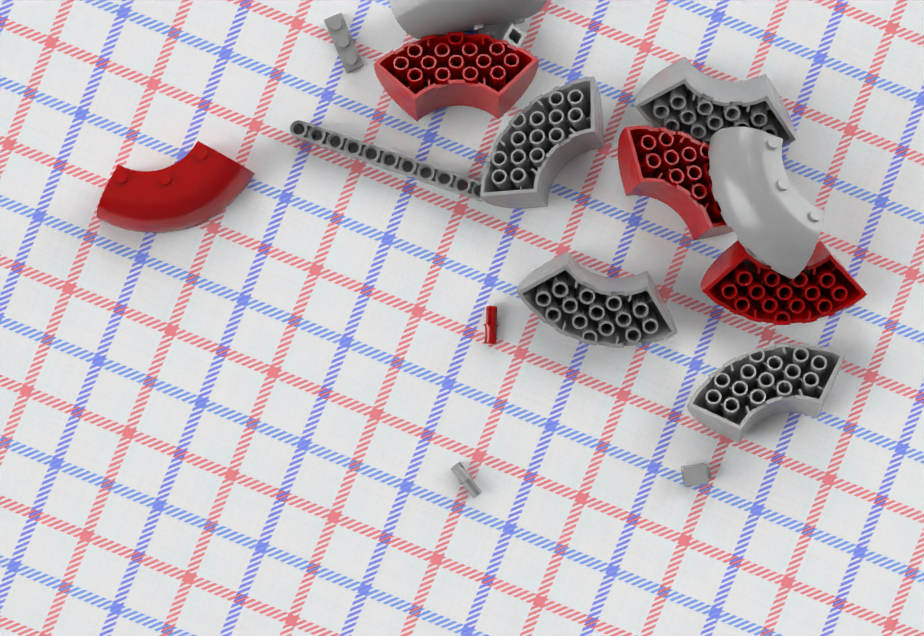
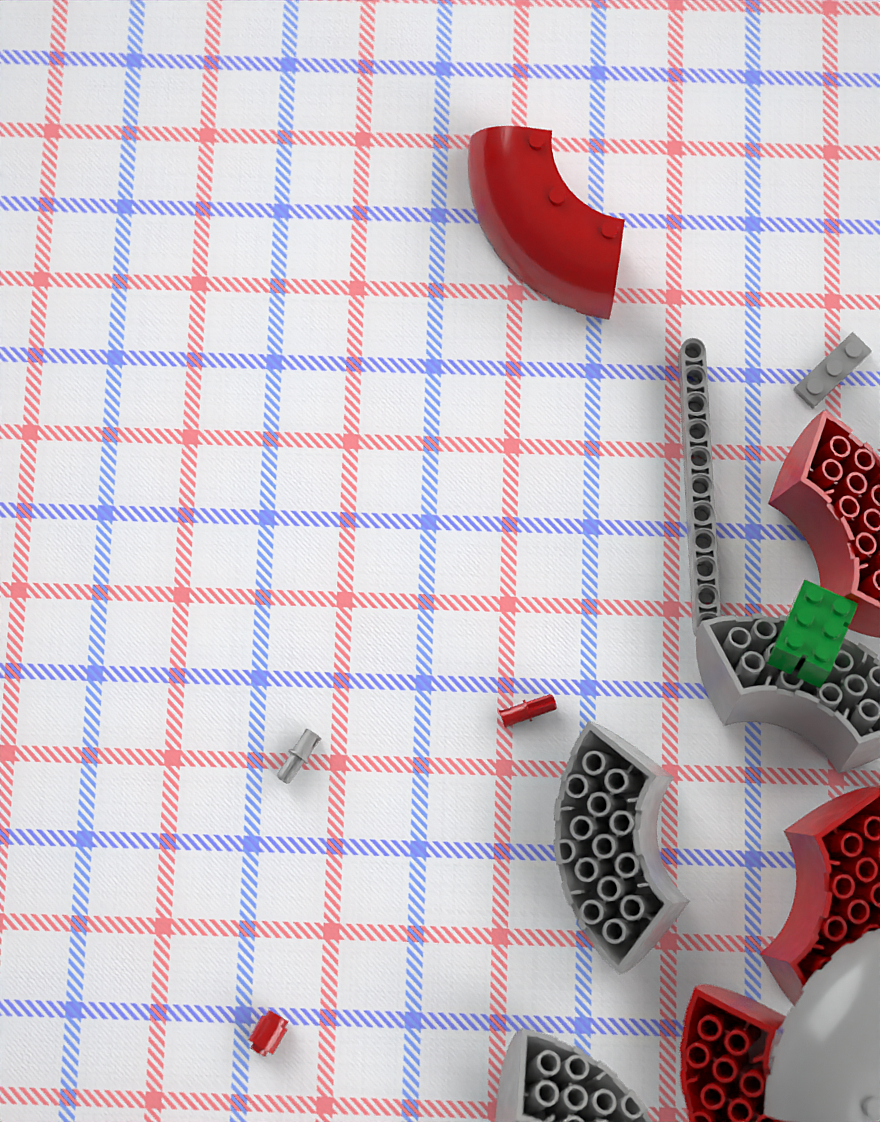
camera: 70 degrees right, 10 degrees down
(514, 130) = (812, 631): none -> green piece
(629, 559) = (268, 1033): none -> red brick
(695, 474) = (425, 1084): light grey brick -> none

